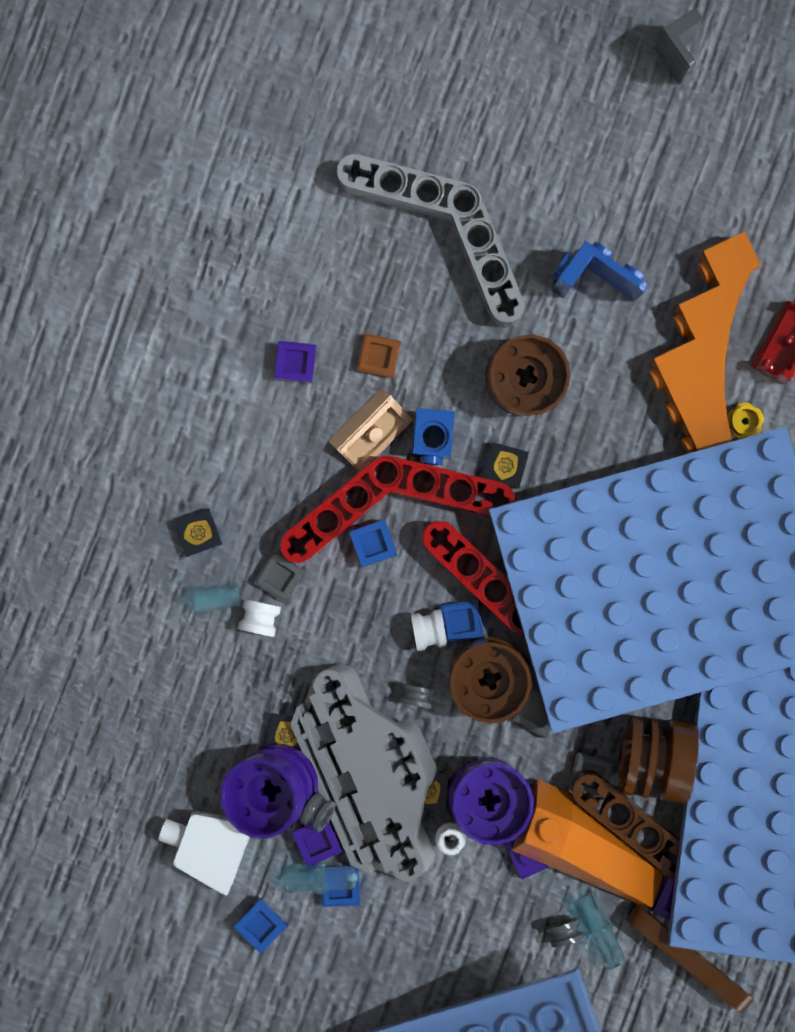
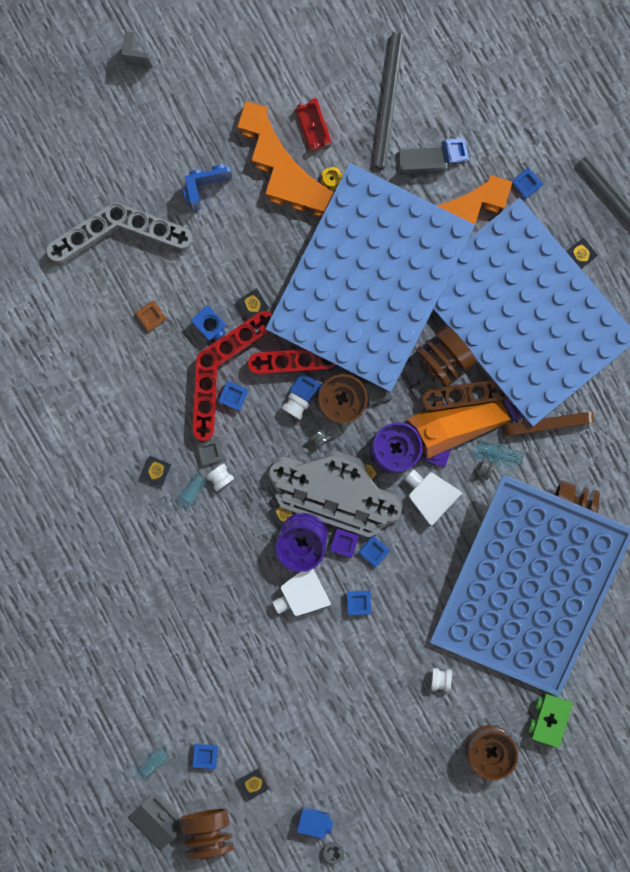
camera: 45 degrees left, 0 degrees up
(295, 362) = (119, 356): dark purple plate -> none
(318, 812) = (331, 529): dark grey bush -> none
(319, 879) = (361, 556): clear light blue axle -> none
(370, 430) = (181, 350): light nougat slope -> none
(452, 847) = (390, 480): white pin -> none
(471, 895) = (431, 495): none -> white torso
(547, 366) = (227, 245): reddish brown wheel -> none

